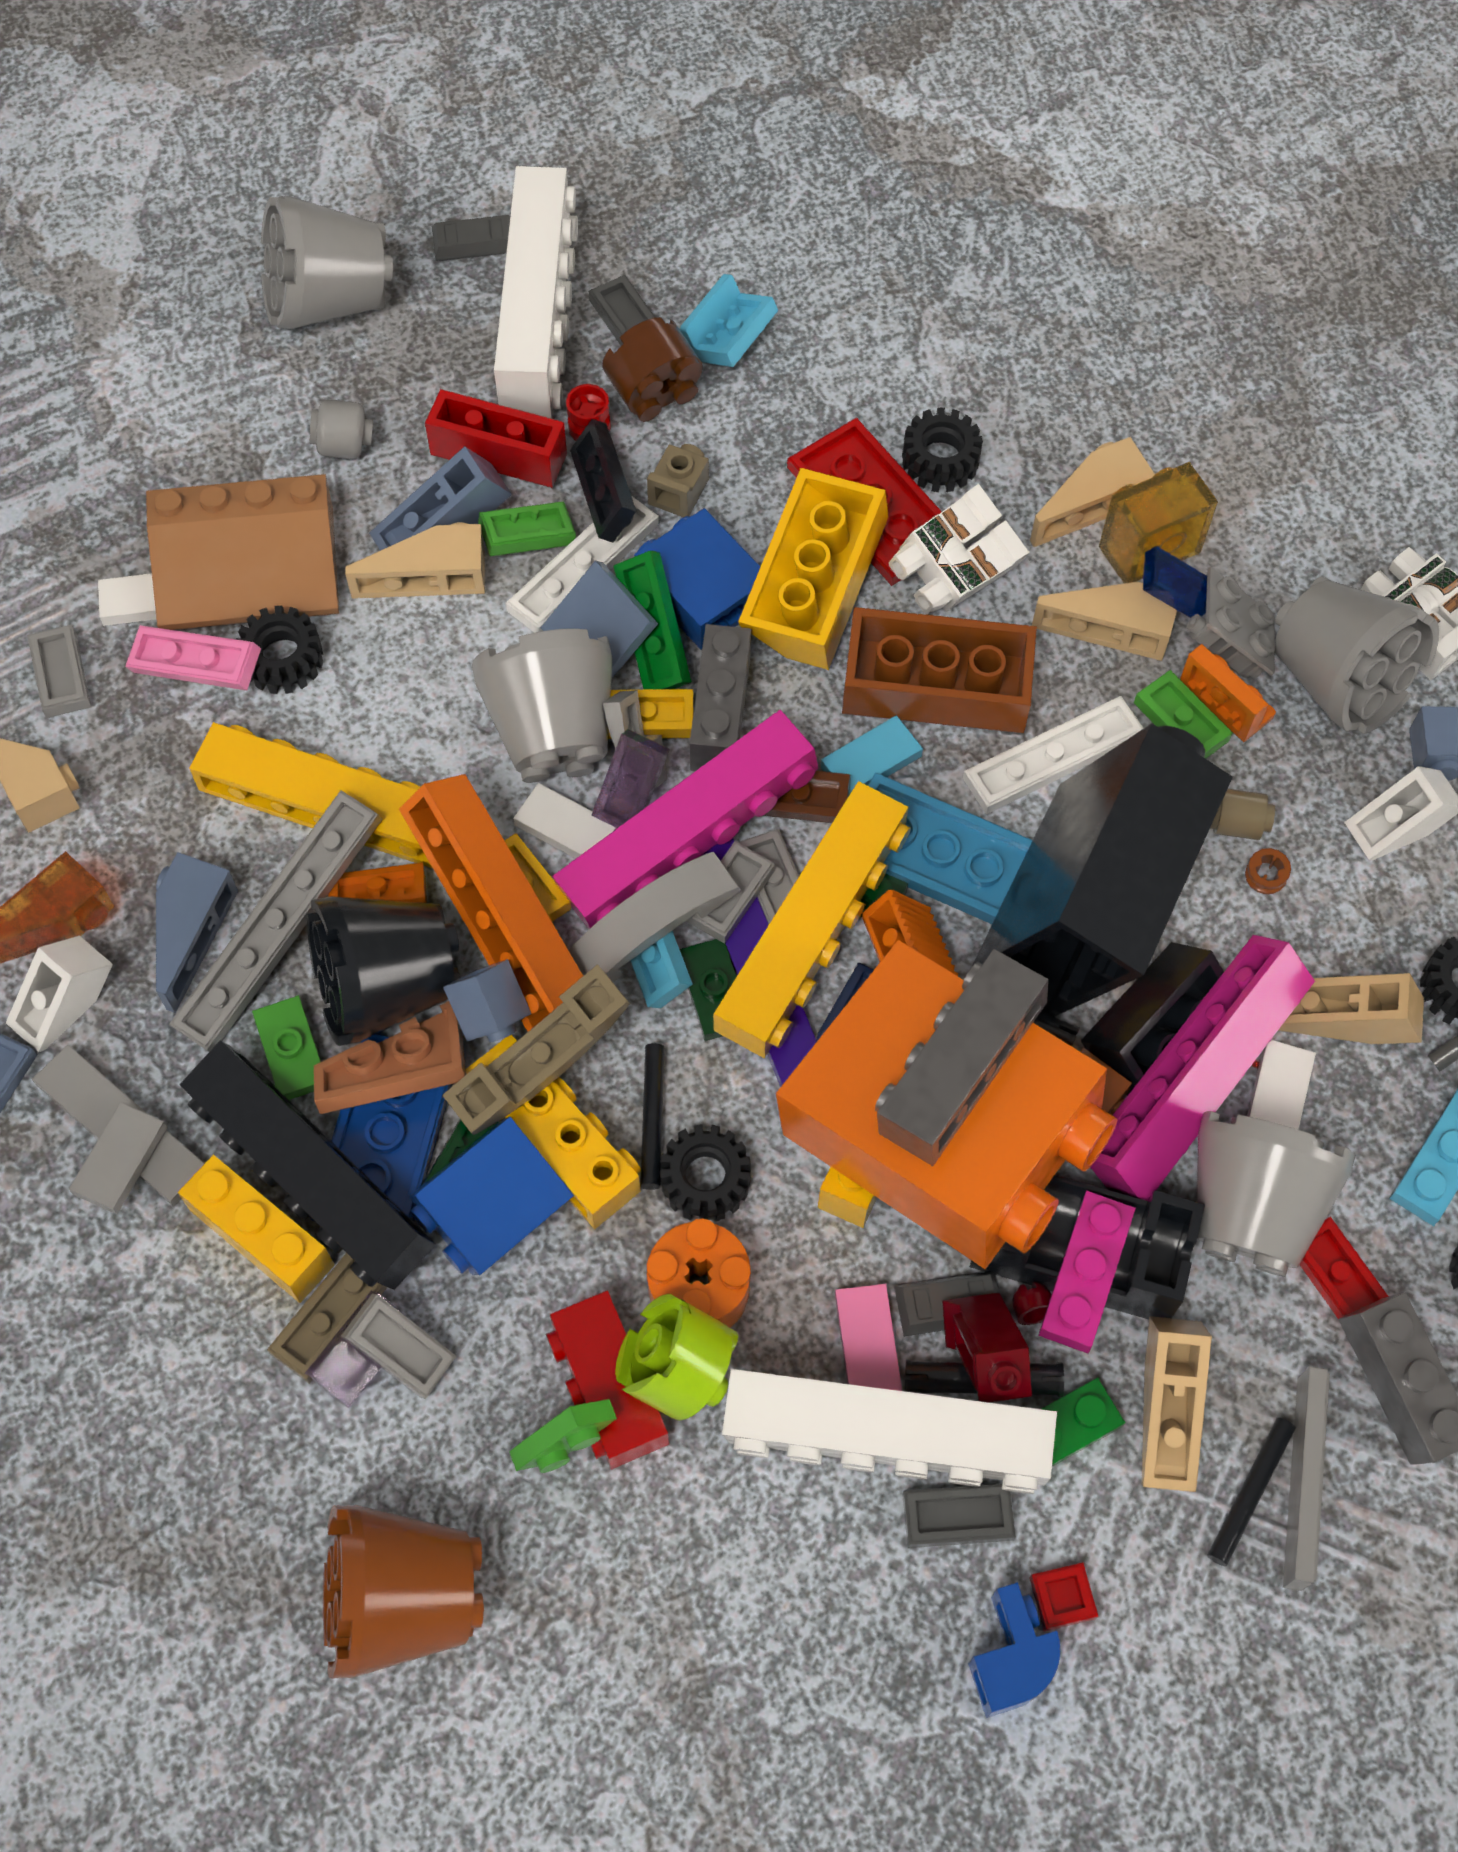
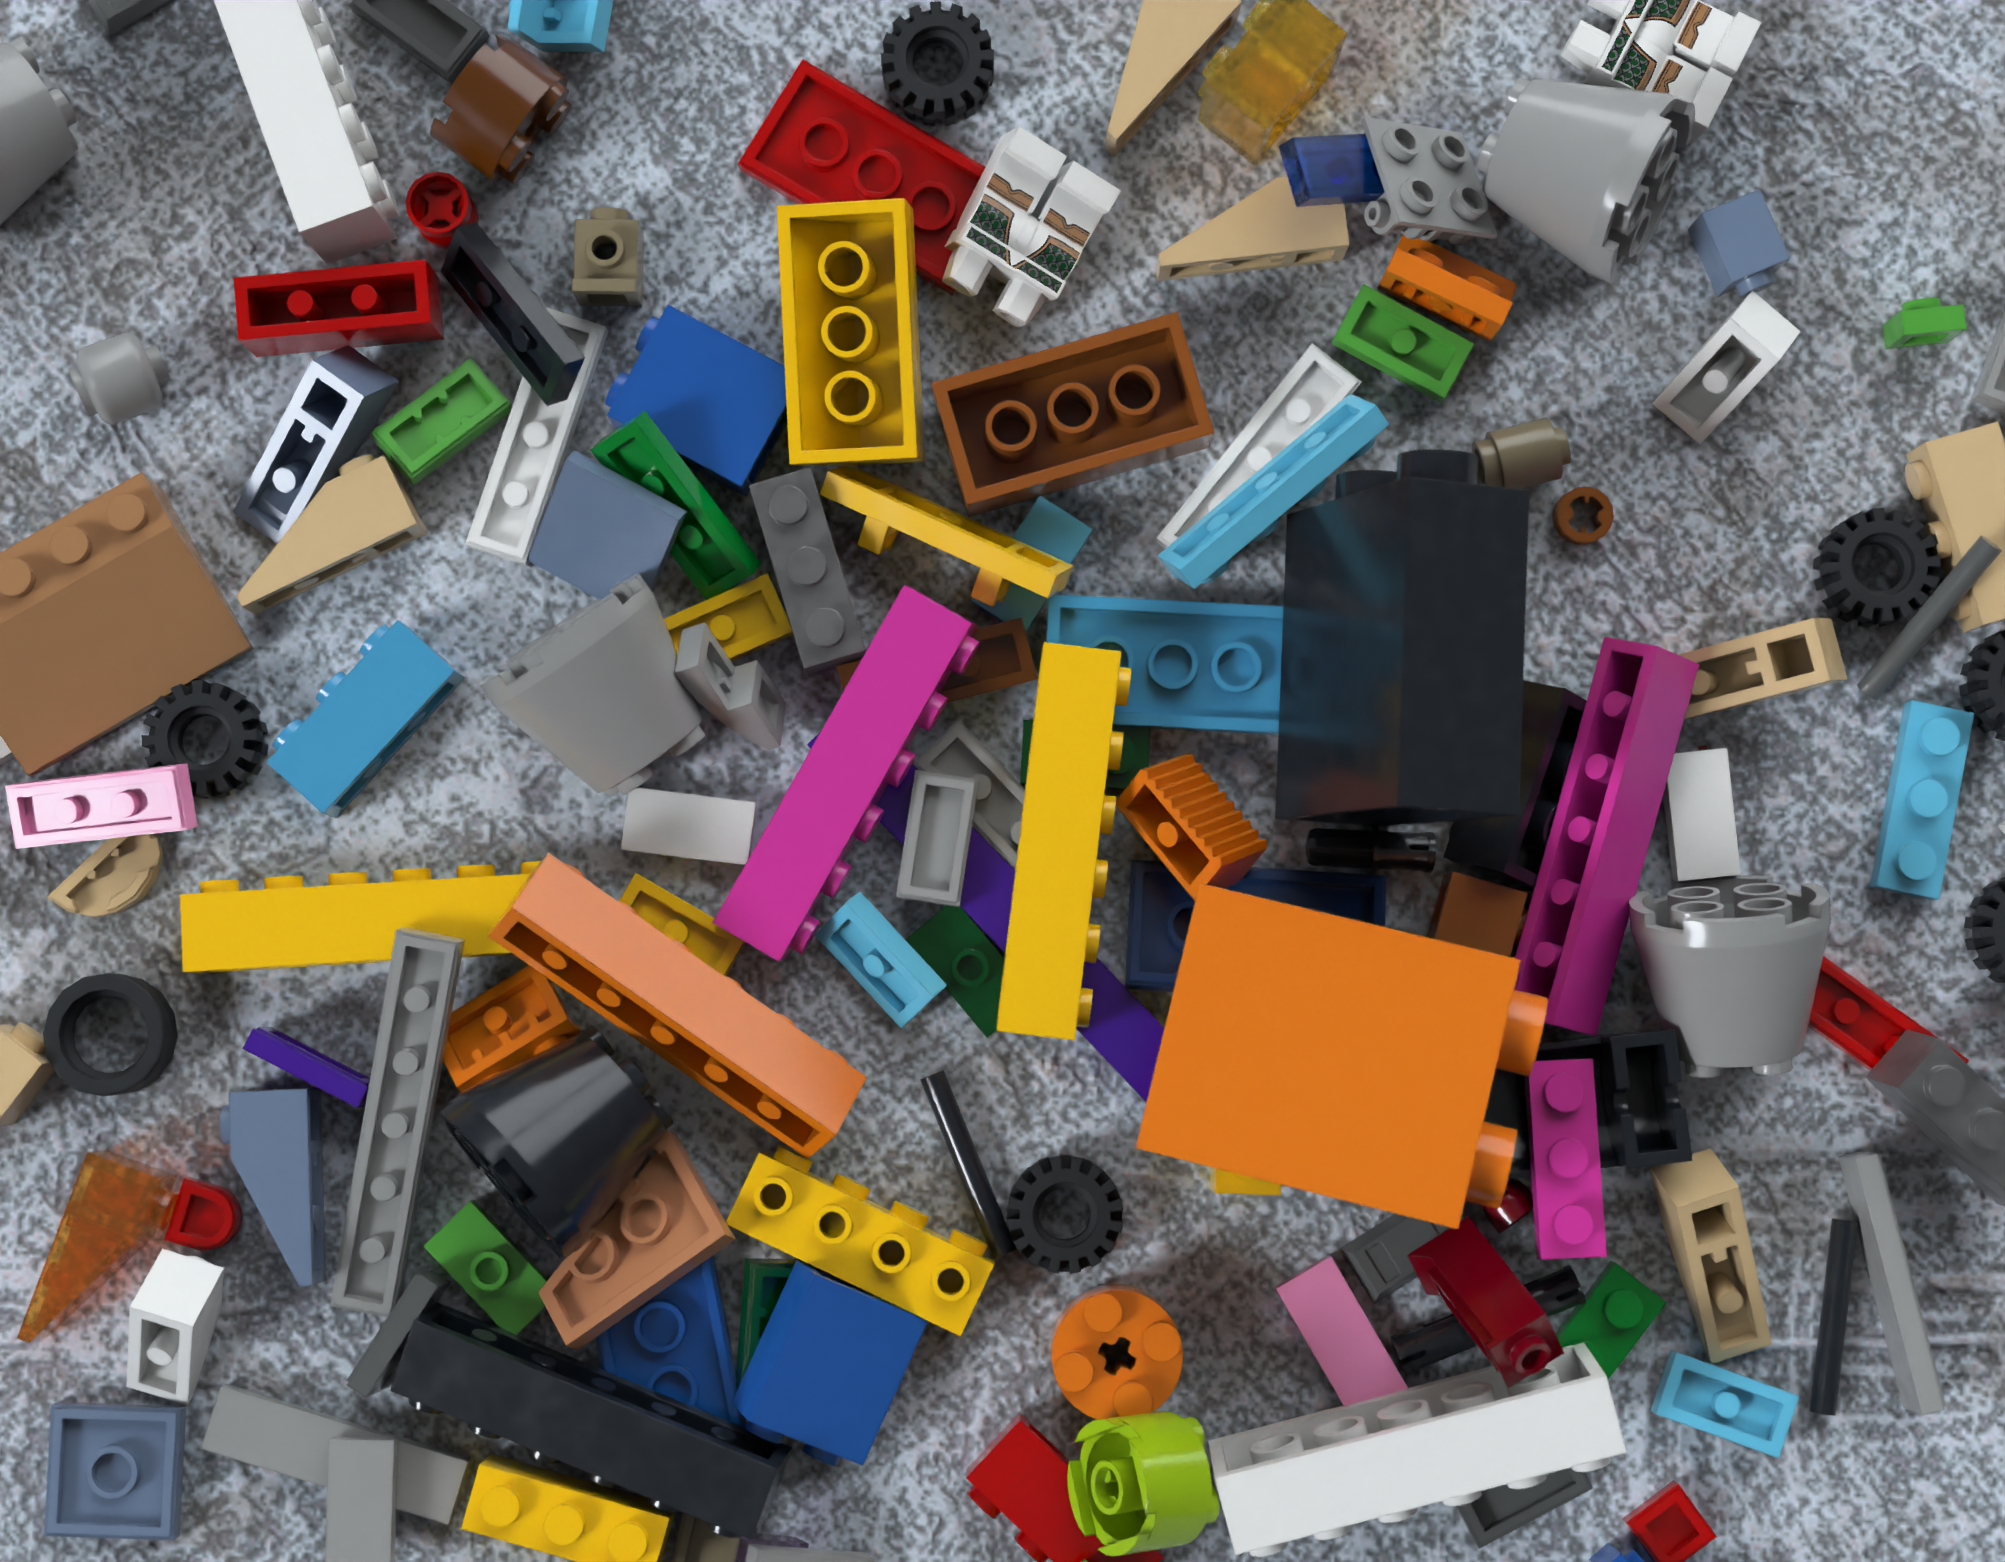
camera: 25 degrees left, 20 degrees up
(107, 769) = (61, 1024): none -> black tyre
(117, 936) = (204, 1216): none -> red tile
(177, 708) = (112, 877): none -> tan tile
(179, 1065) = (389, 1343): none -> dark grey tile
(236, 861) = (309, 1065): none -> dark purple tile
(388, 675) = (363, 718): none -> dark azure brick
(488, 1002) = (715, 1131): sand blue brick -> none
(540, 1055) = (811, 1183): dark tan slope -> none
(630, 778) = (752, 753): clear purple plate -> none
(653, 913) = (861, 924): light grey slope -> none
(849, 734) = (897, 509): none -> yellow hinge
(961, 1056) = (1346, 1025): flat silver brick -> none
(1038, 770) = (1288, 478): none -> medium azure plate
(1142, 1516) = (1724, 1404): none -> medium azure plate

